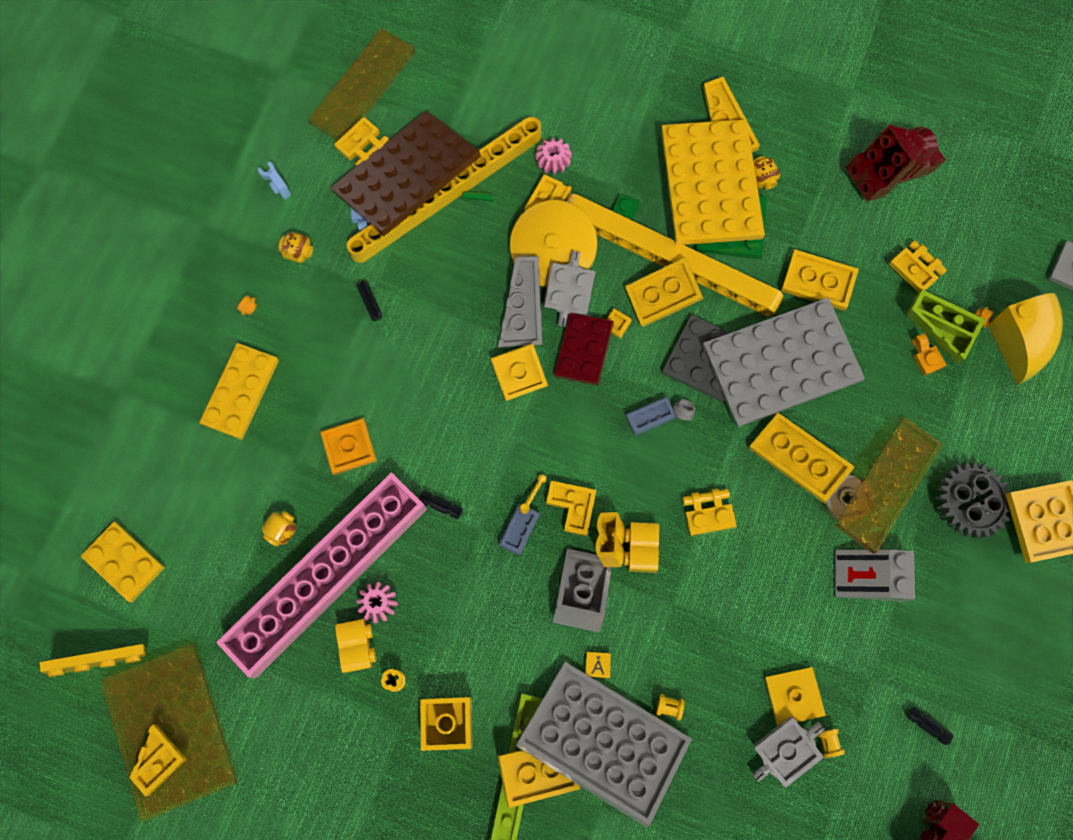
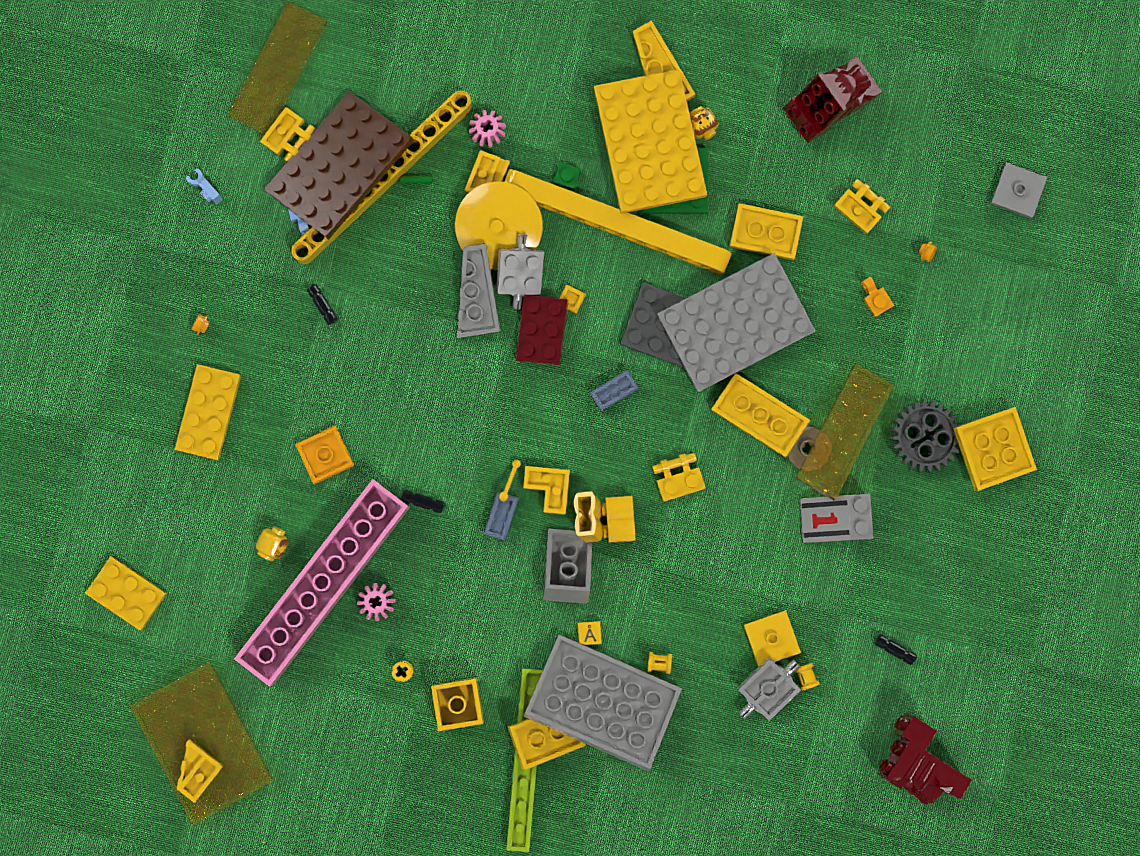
camera: 15 degrees left, 10 degrees up
(86, 661) = (111, 693): yellow wing -> none
(295, 247) = (239, 257): yellow head -> none
(355, 645) = (361, 644): yellow brick -> none
(519, 372) = (481, 361): yellow plate -> none
(664, 292) = (614, 264): yellow plate -> none
(684, 409) = (645, 380): light grey plate -> none
(945, 324) = (890, 265): lime wedge -> none
(1028, 334) = (971, 267): yellow brick -> none

